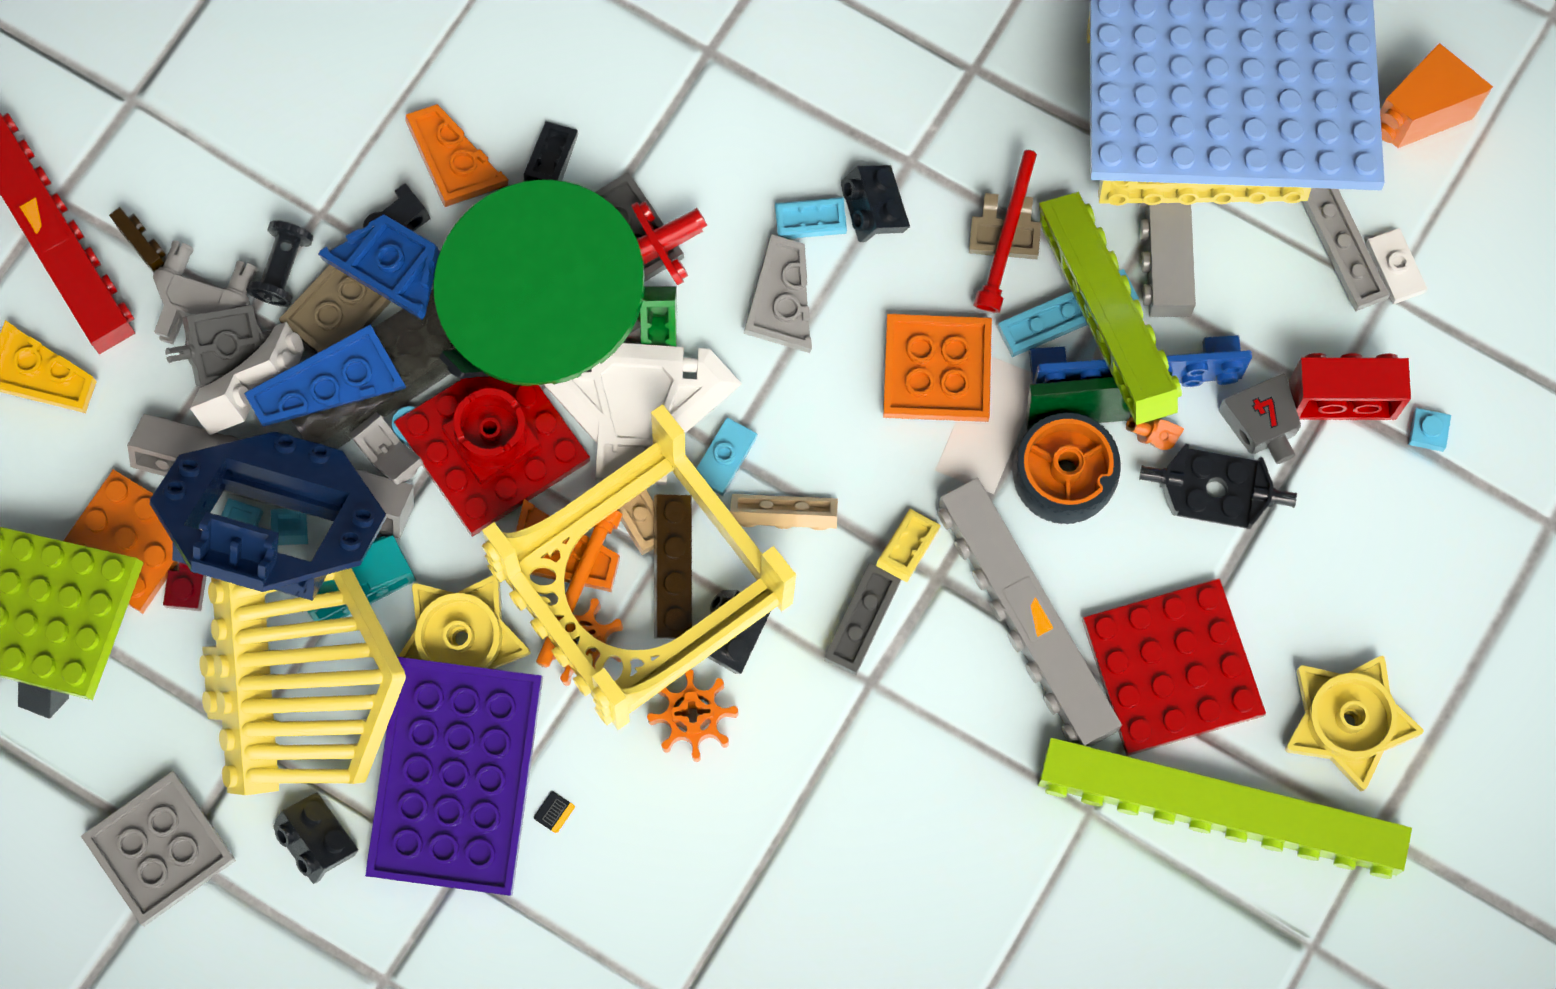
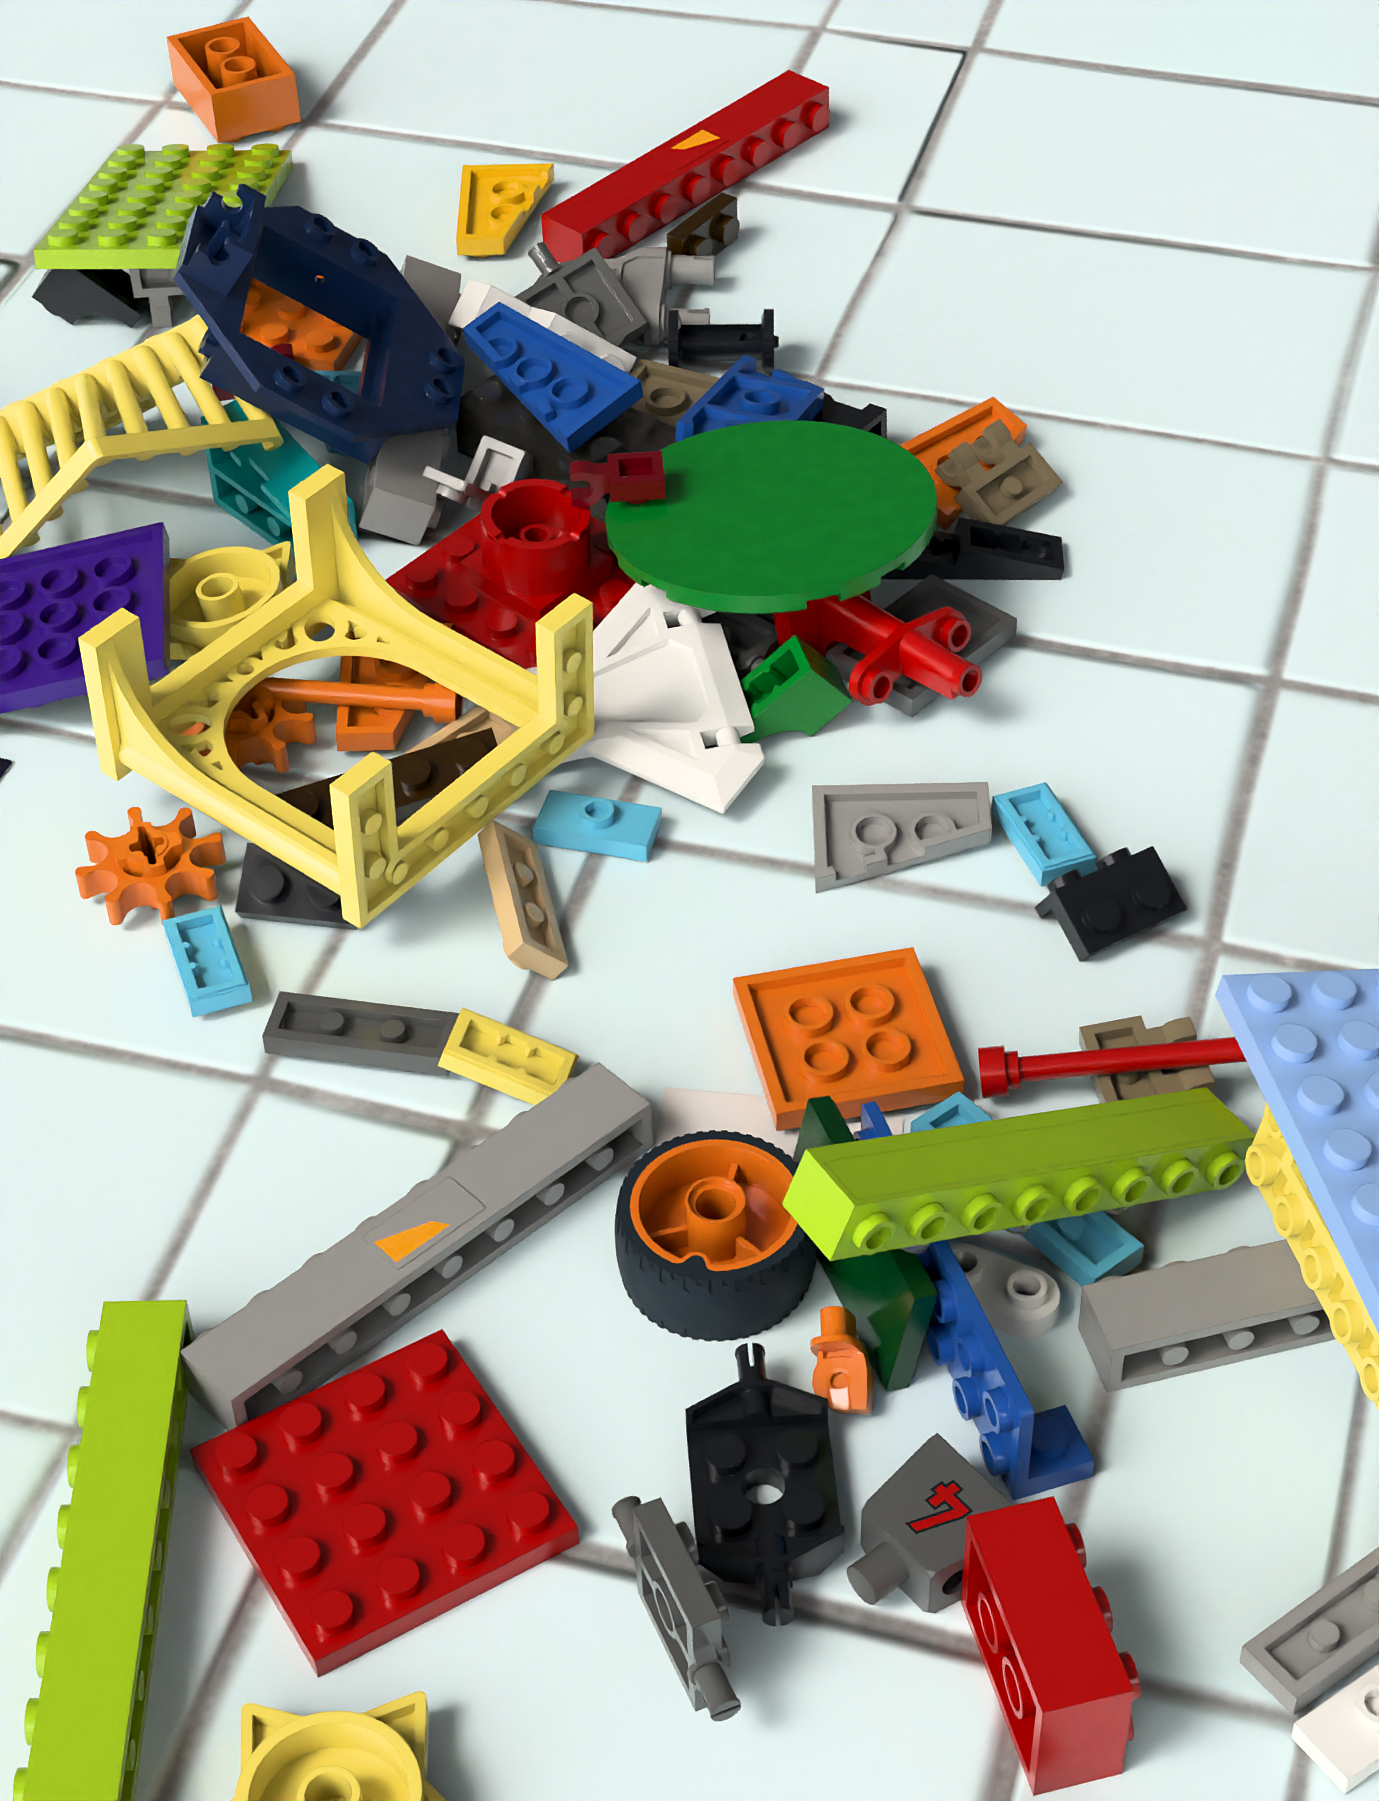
camera: 75 degrees right, 30 degrees down
(489, 355) = (626, 476): none -> dark red plate
(498, 139) = (1006, 490): none -> dark tan plate
(779, 695) = (207, 961): none -> medium azure plate
(1282, 541) = (679, 1603): none -> dark grey plate

